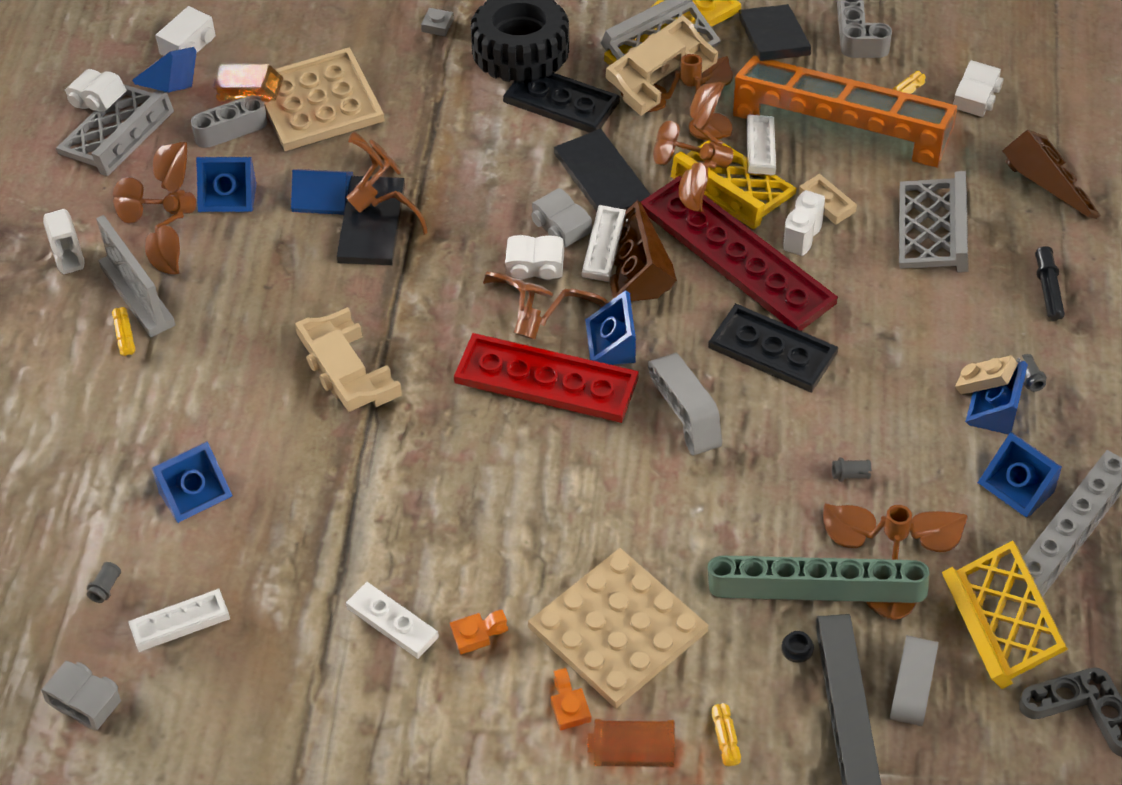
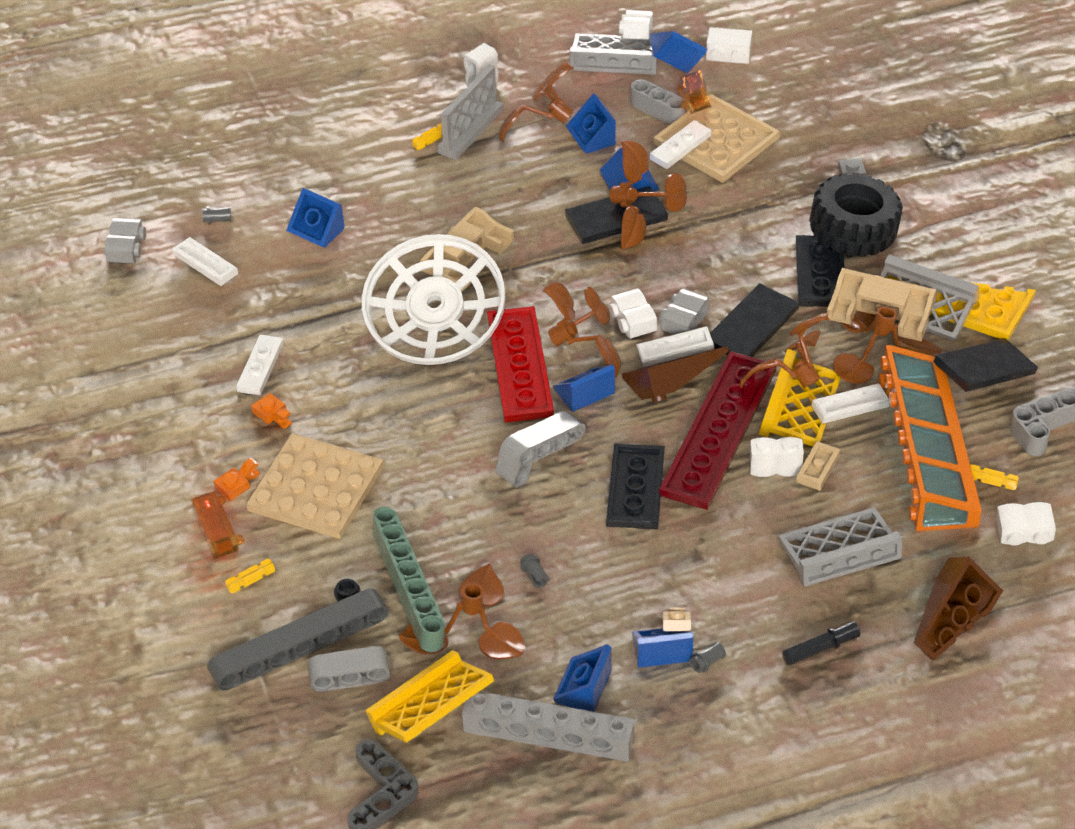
camera: 65 degrees right, 5 degrees down
(316, 125) = (680, 144): none -> white plate
(418, 398) = (433, 289): none -> white dish

